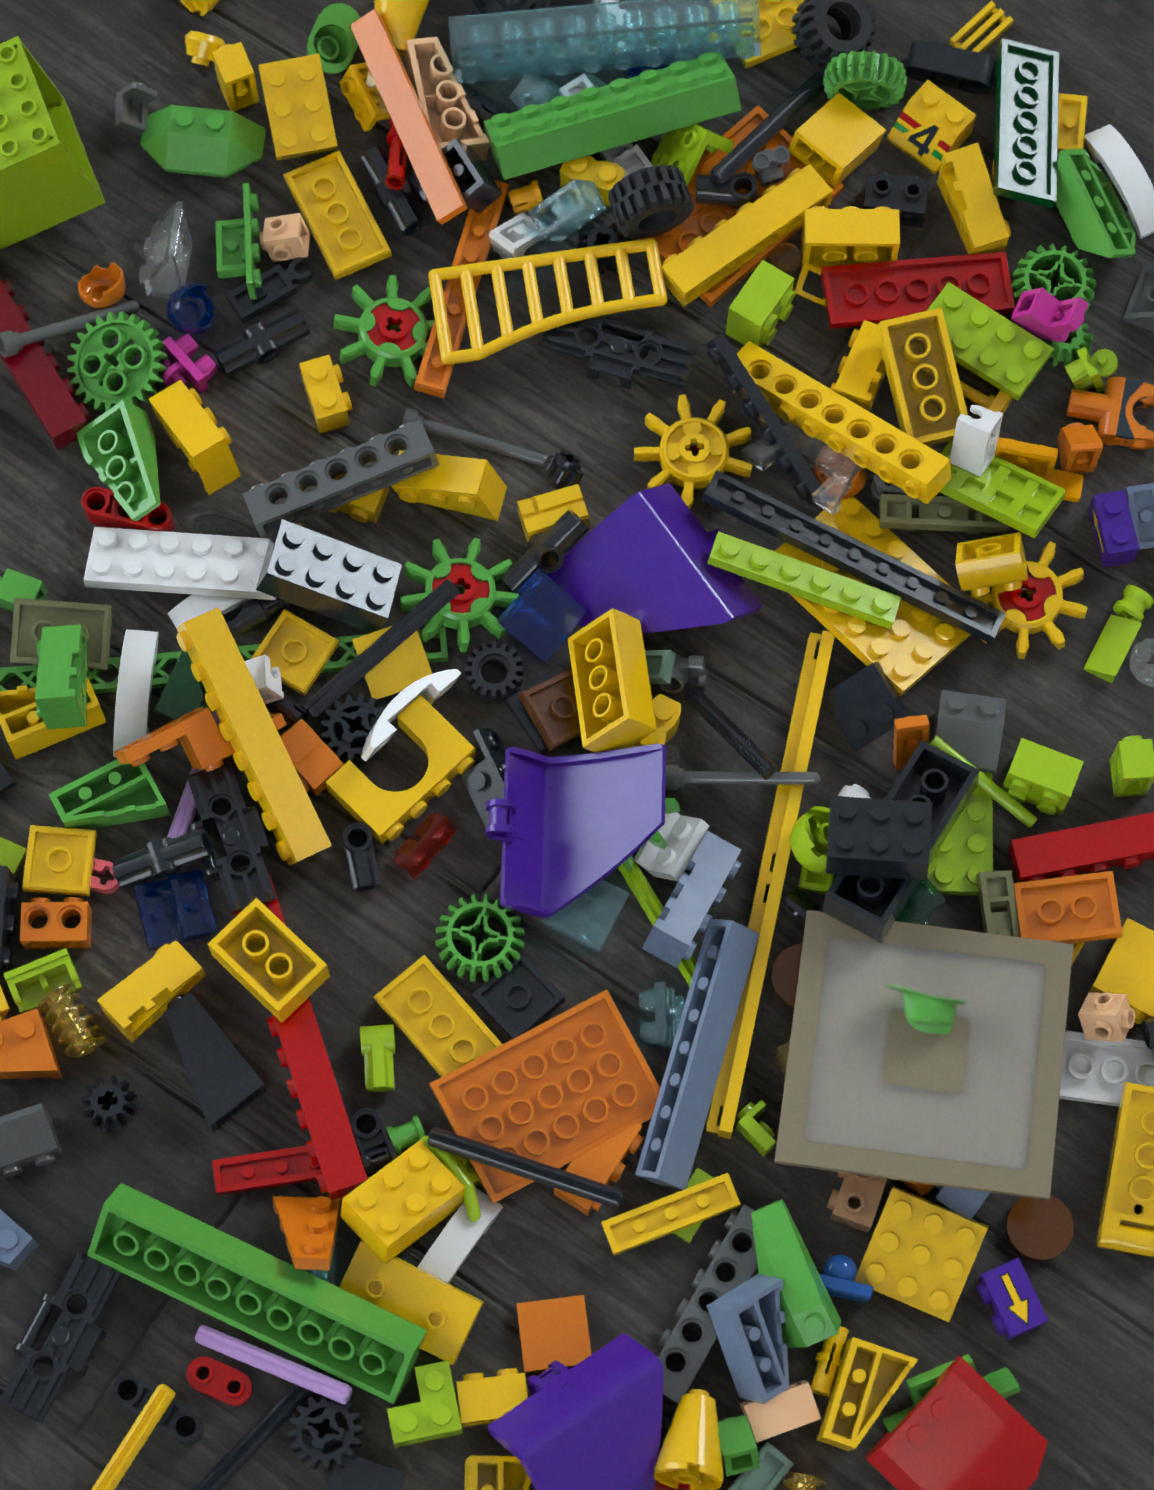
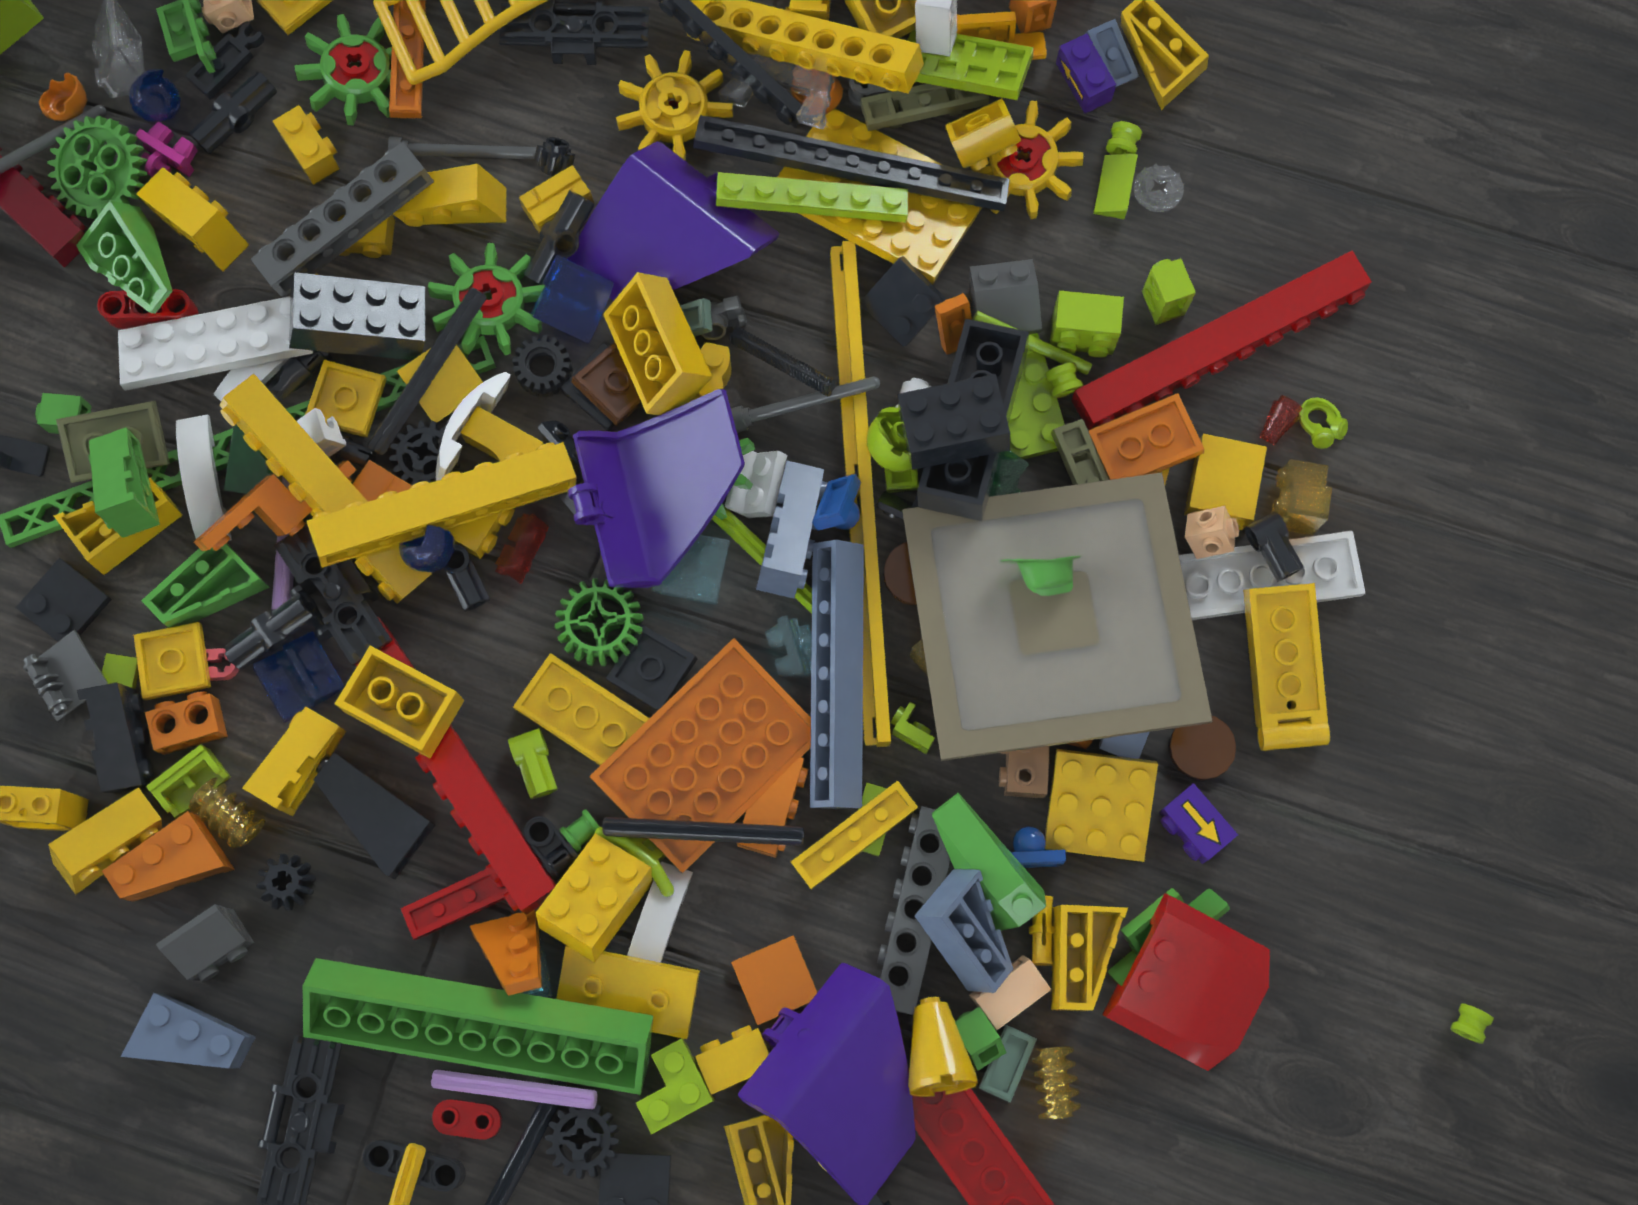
camera: 15 degrees left, 5 degrees up
(334, 818) = (430, 551): none -> clear blue hair
(362, 781) = (442, 503): none -> yellow brick
(745, 888) = (838, 504): none -> blue tile
(1003, 826) = (1063, 380): none -> lime wheel

